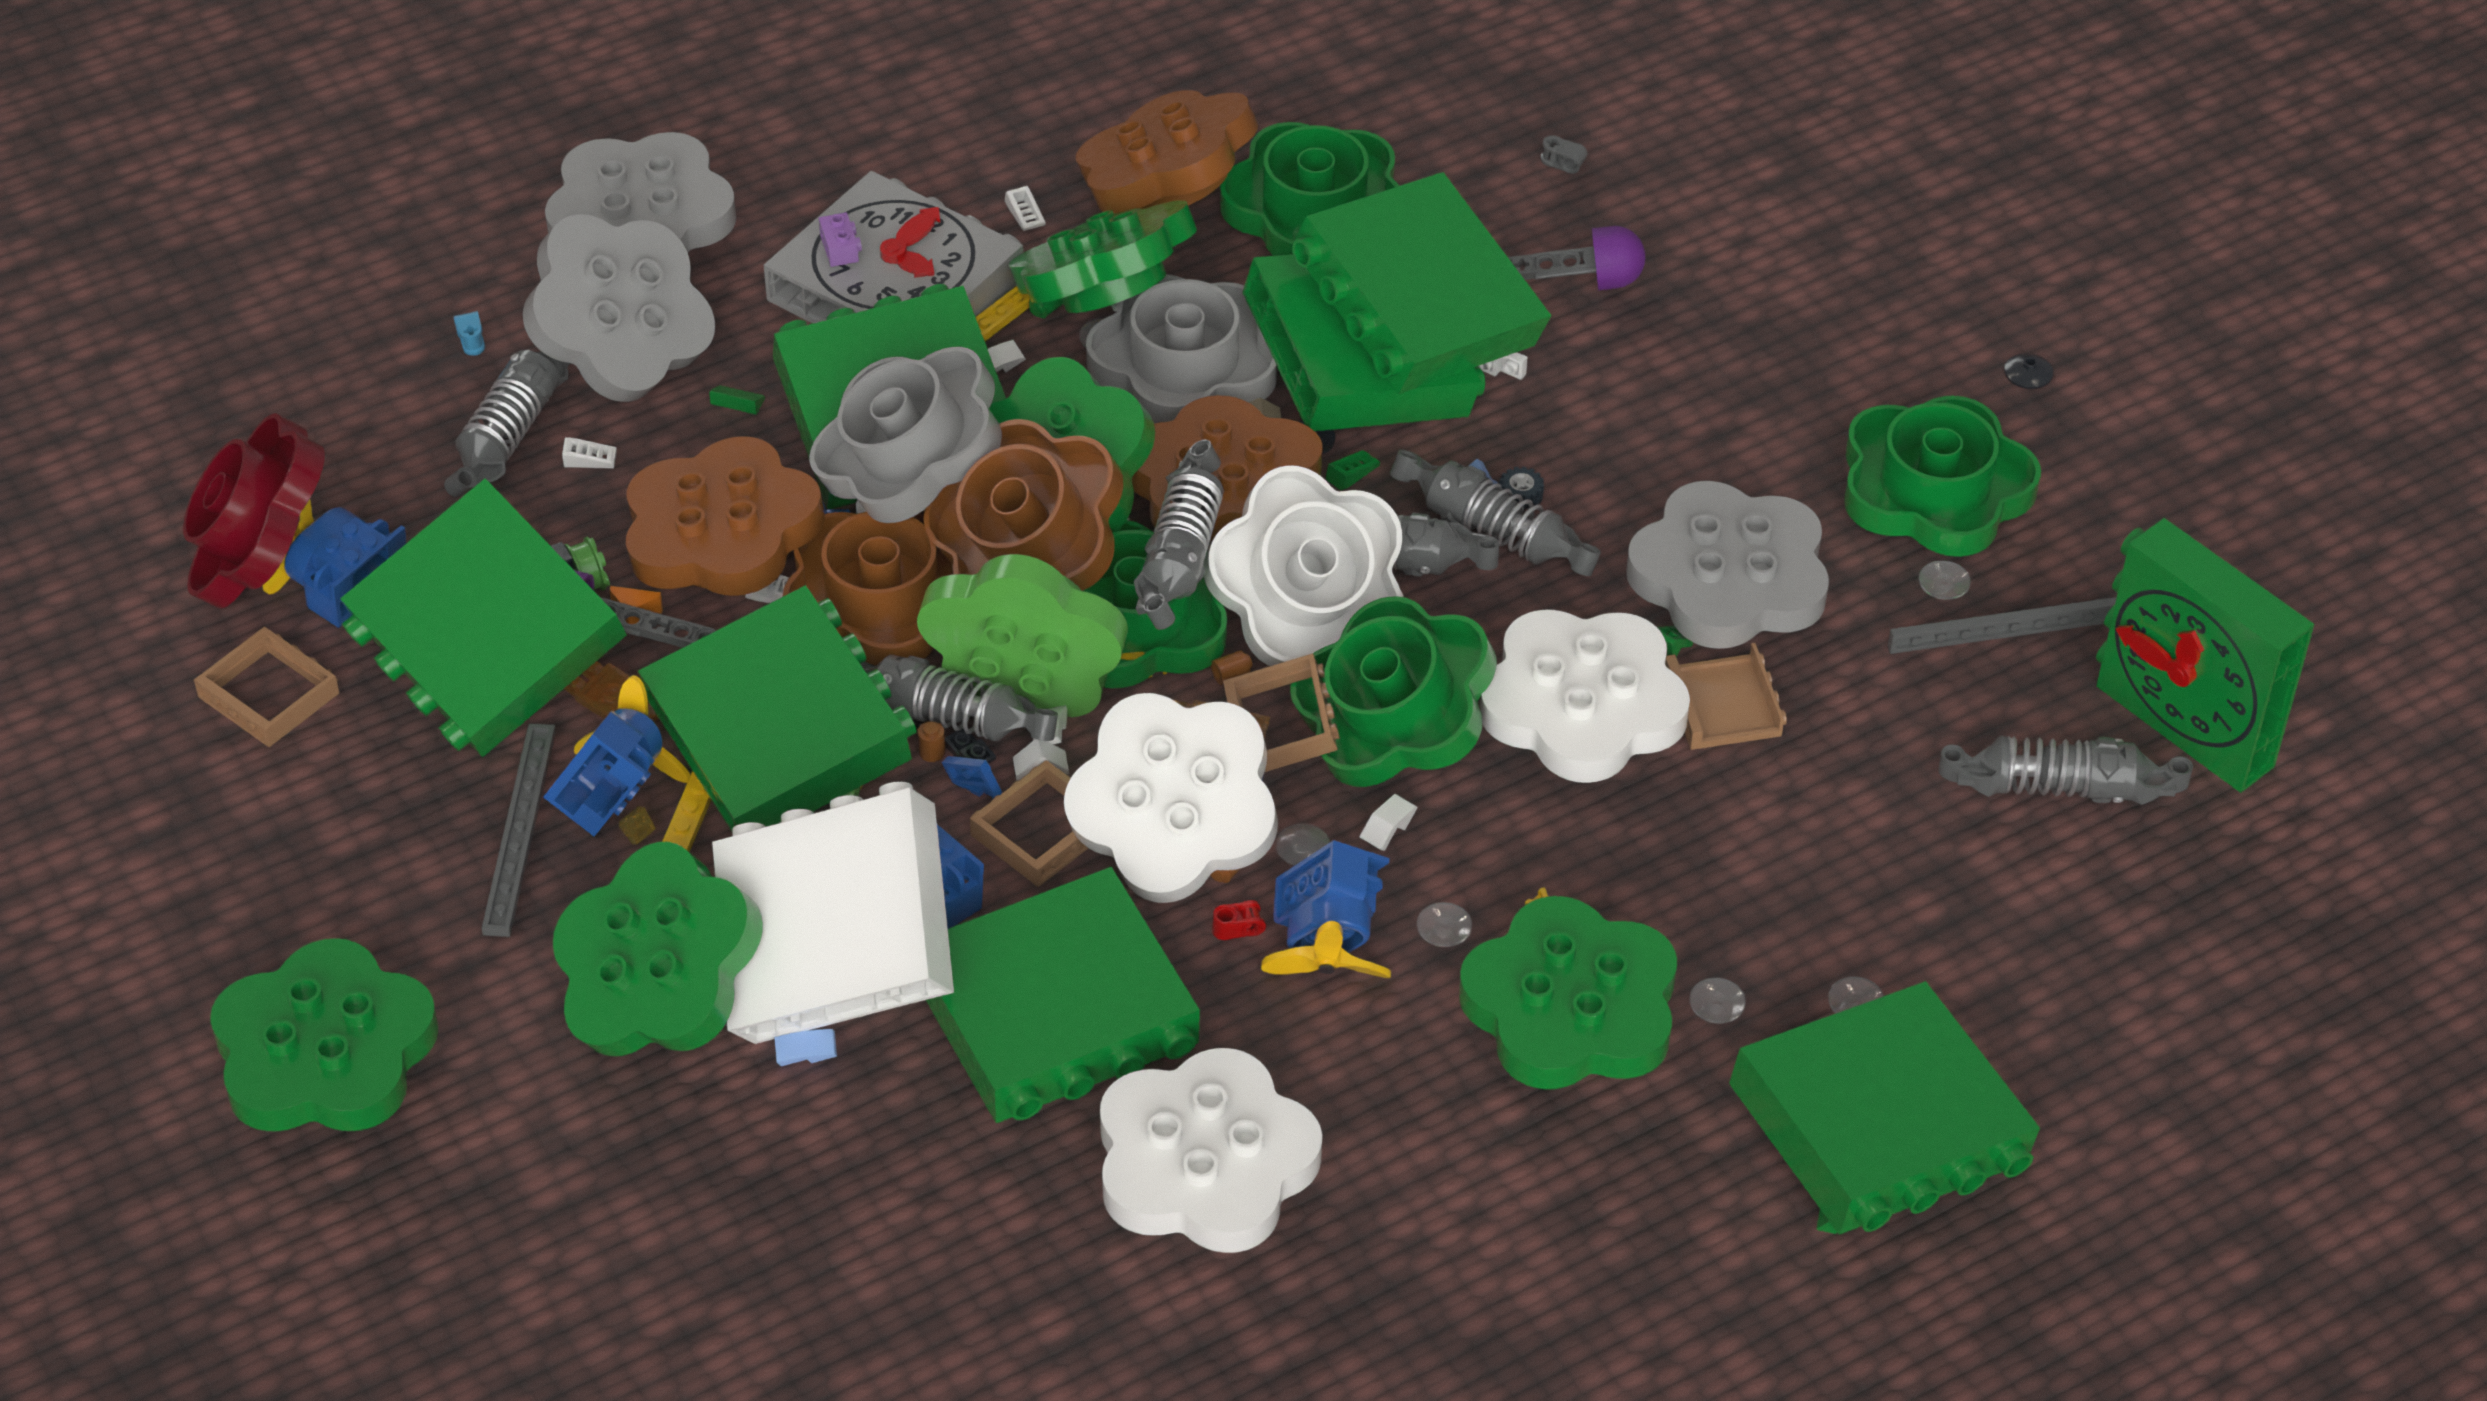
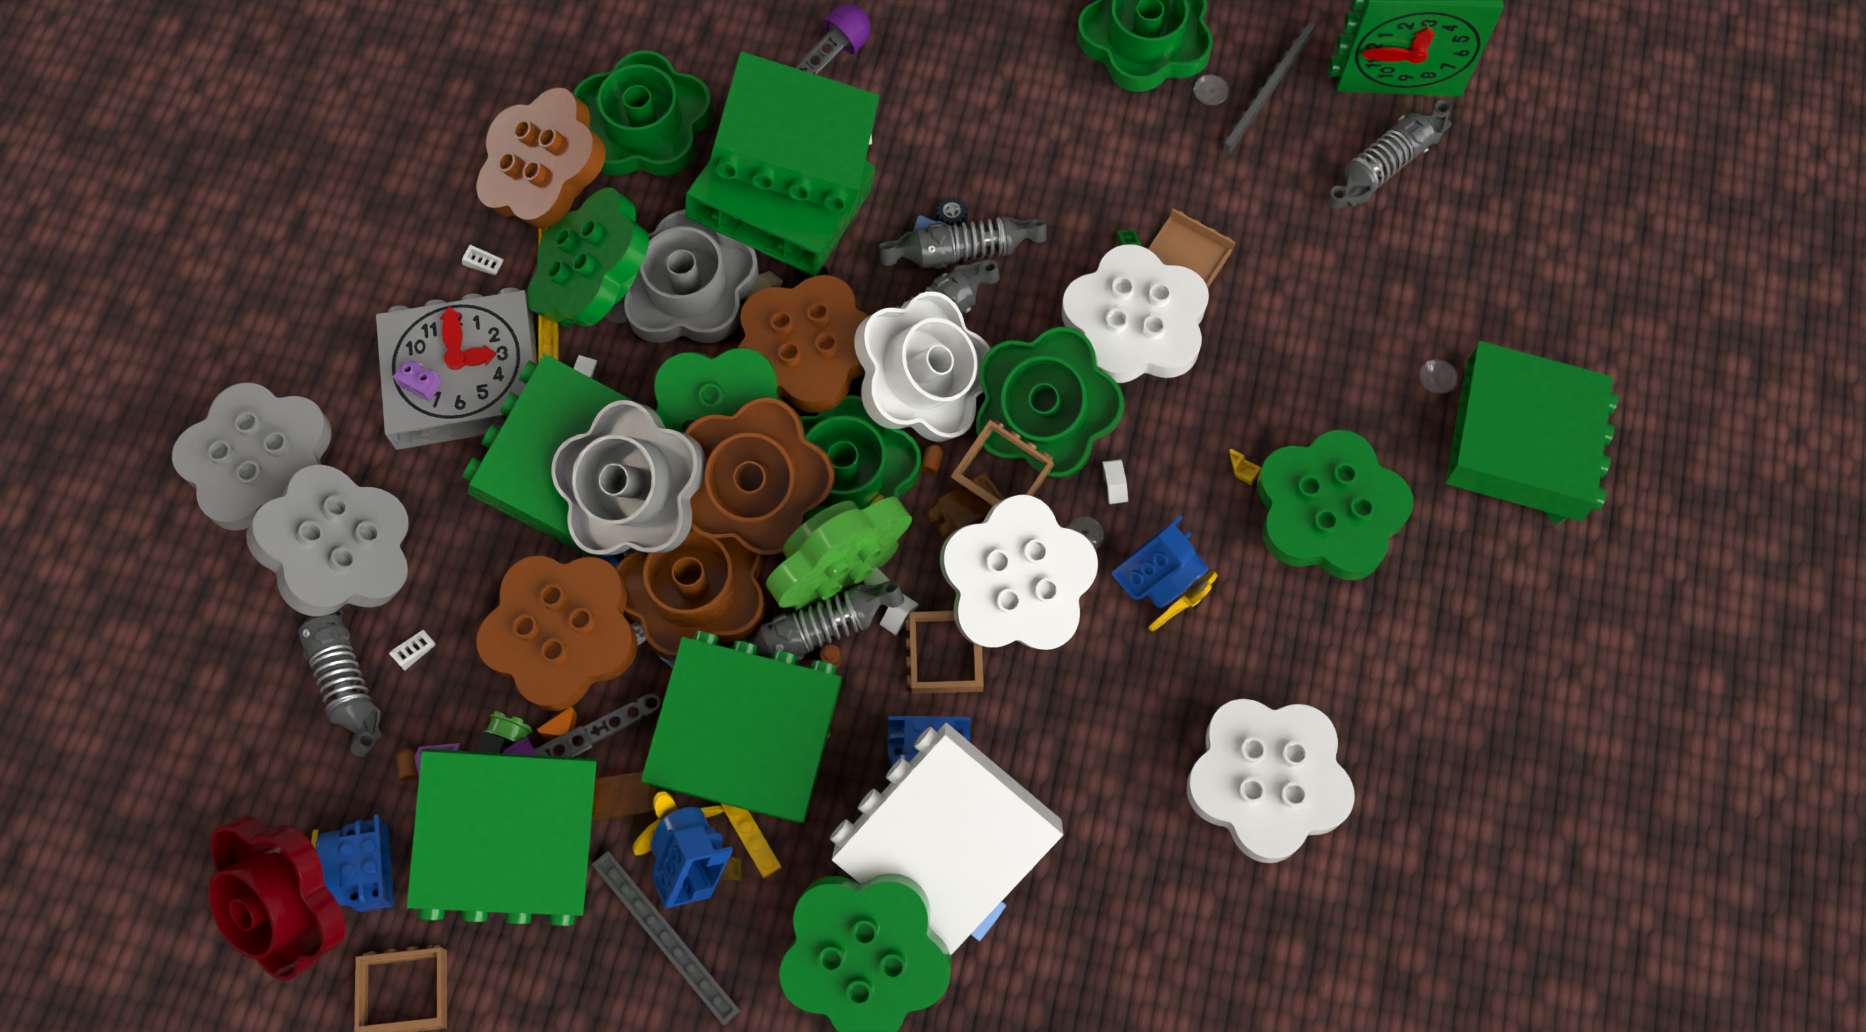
camera: 45 degrees left, 20 degrees up
(470, 333) = (240, 632): dark azure piece -> none
(736, 399) = (457, 532): green slope -> none
(967, 746) = (856, 642): black slope -> none
(972, 775) = (878, 658): blue wing -> none
(1061, 997) = (1095, 754): green brick -> none
(1180, 535) = (857, 414): dark grey piece -> none
(1236, 920) = (1112, 612): red piece -> none
(1349, 470) = (852, 280): green slope -> none
(1444, 924) = (1215, 511): clear dish -> none
(1719, 992) = (1386, 433): clear dish -> none
(1731, 564) = (1119, 171): light grey plant -> none

